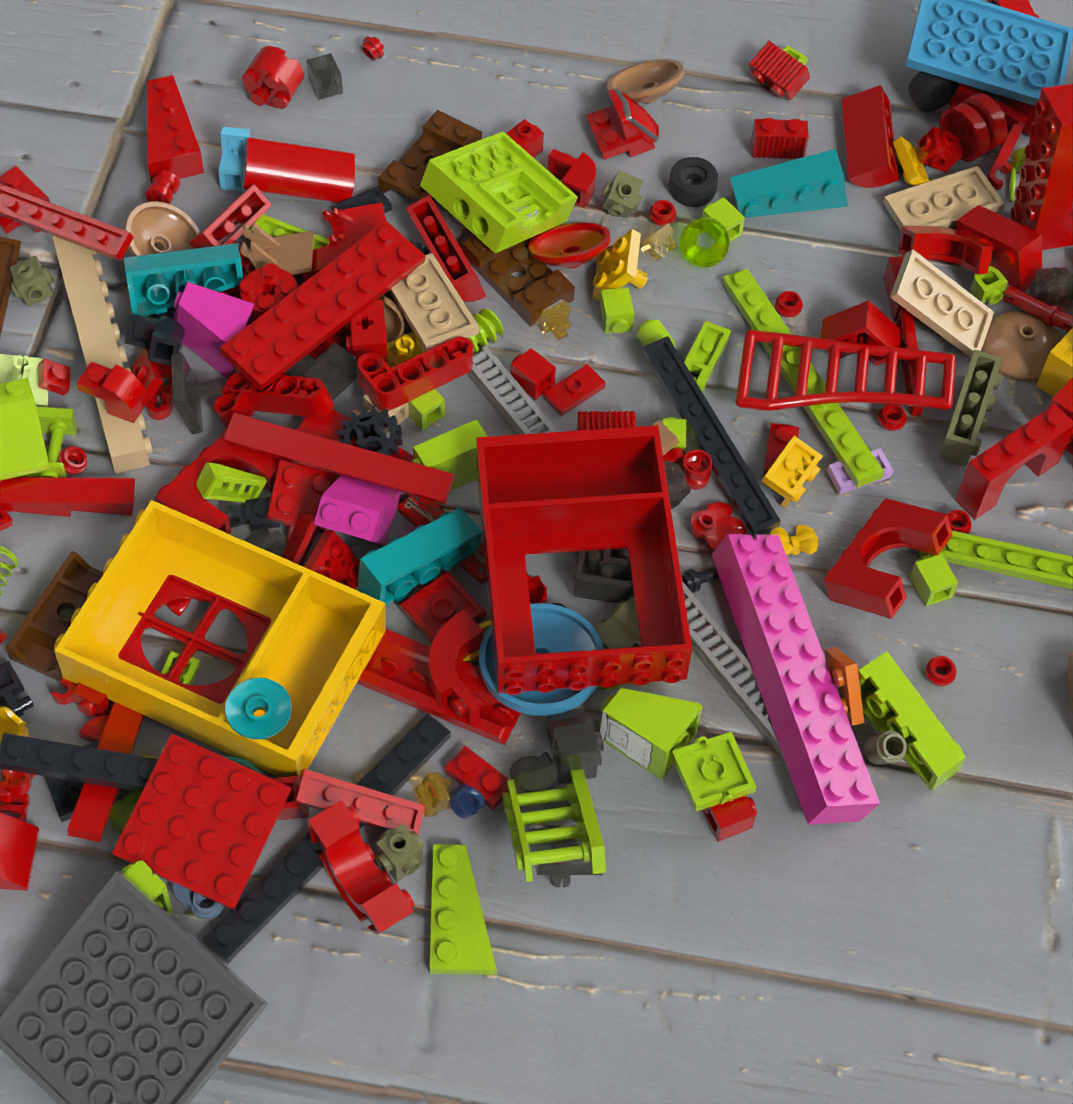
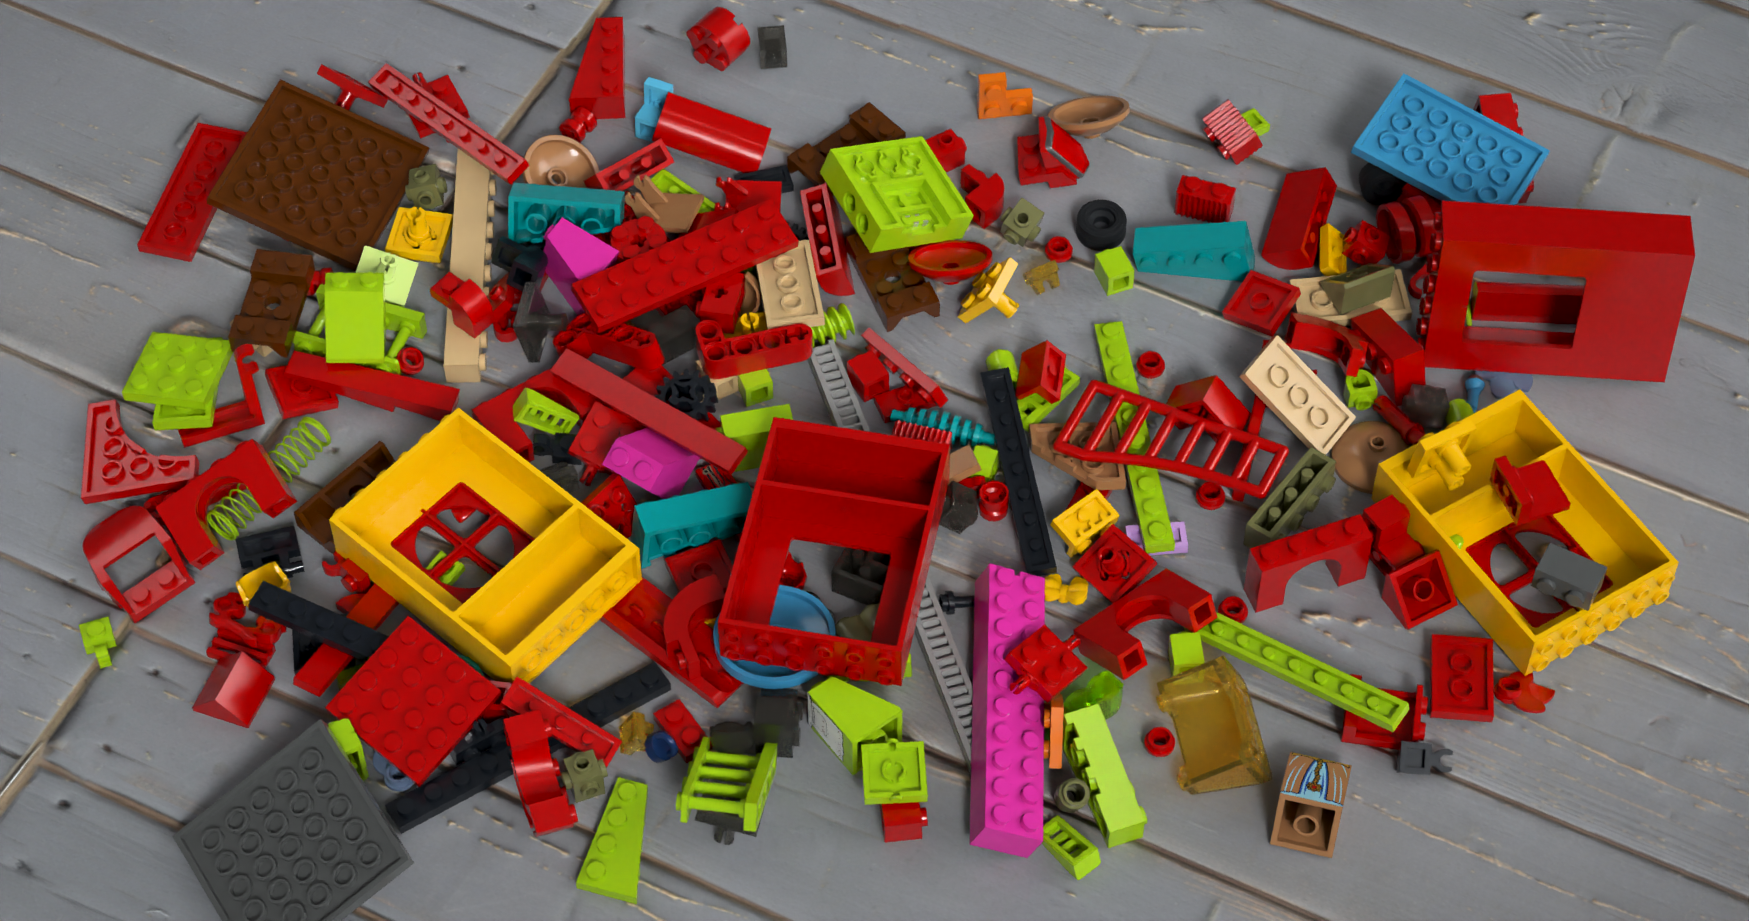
camera: 20 degrees right, 5 degrees down
(38, 325) = (418, 229): none -> yellow plate
(54, 377) = (418, 280): red plate -> none
(258, 695) = (488, 600): teal dish -> none
(281, 838) = (480, 739): none -> black plate
(301, 539) = (591, 480): red slope -> none
(372, 48) = (830, 28): red plate -> none
(555, 83) = (996, 101): none -> orange plate
(556, 320) = (911, 330): clear yellow tile -> none
(574, 363) = (909, 373): none -> red plate
(616, 310) = (974, 334): lime brick -> none
(643, 408) = (966, 432): none -> teal piece
(696, 333) = (1041, 372): none -> red panel
(699, 255) = (1073, 286): clear neon green piece -> none
(715, 524) = (998, 551): red plate -> none
(784, 421) = (1094, 474): none -> medium nougat plate
(817, 622) = (1045, 663): none -> red plate
(834, 505) = (1107, 558): none -> red plate
(868, 223) = (1261, 303): none -> red plate
(874, 640) = (1101, 689): none -> clear neon green brick
(913, 797) = (1079, 862): none -> lime slope
(952, 188) = (1359, 286): none -> olive slope
(988, 647) = (1214, 728): none -> clear yellow windscreen

